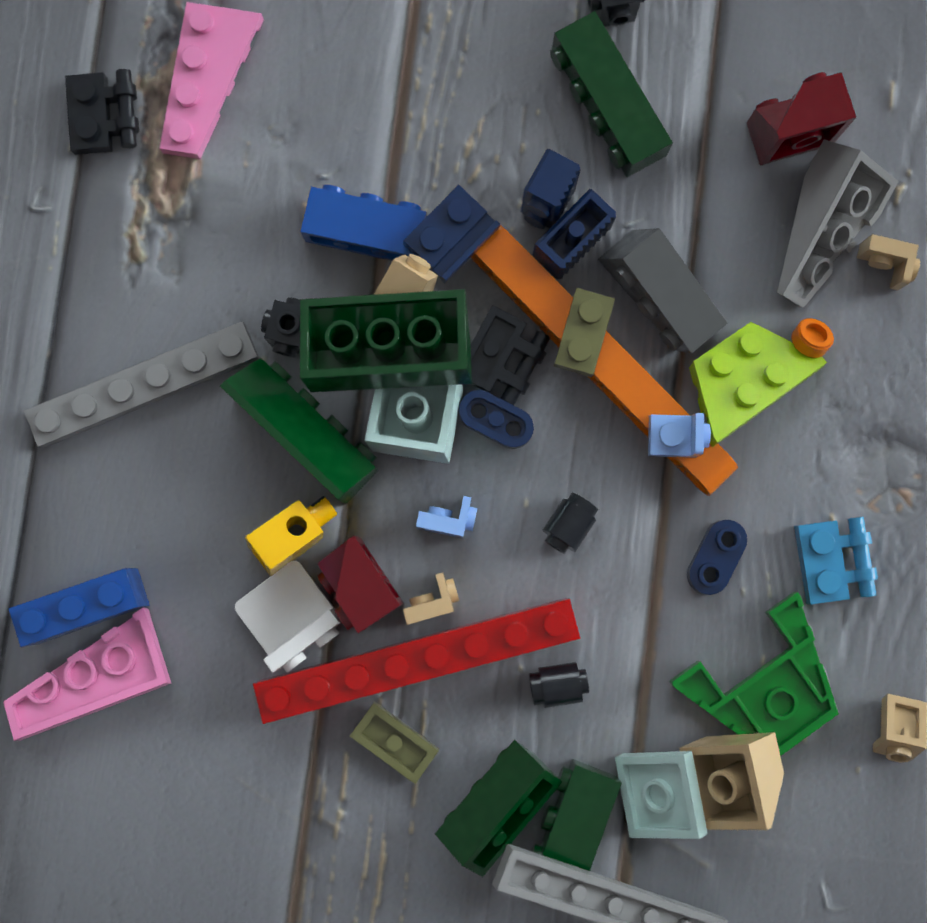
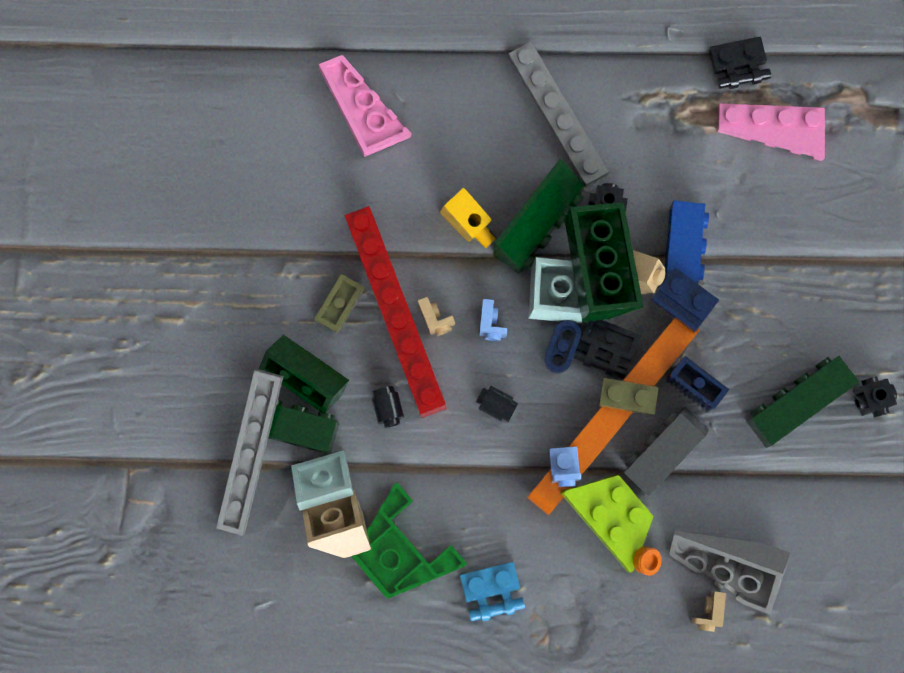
camera: 90 degrees right, 5 degrees down
(79, 607) = (407, 93): blue brick -> none
(288, 616) = (415, 225): white bracket -> none
(359, 585) = (440, 267): dark red slope -> none
(549, 189) = (725, 362): dark blue brick -> none
(717, 556) = (485, 508): dark blue plate -> none
(800, 124) = (802, 536): dark red slope -> none
(902, 728) = (381, 645): tan bracket -> none

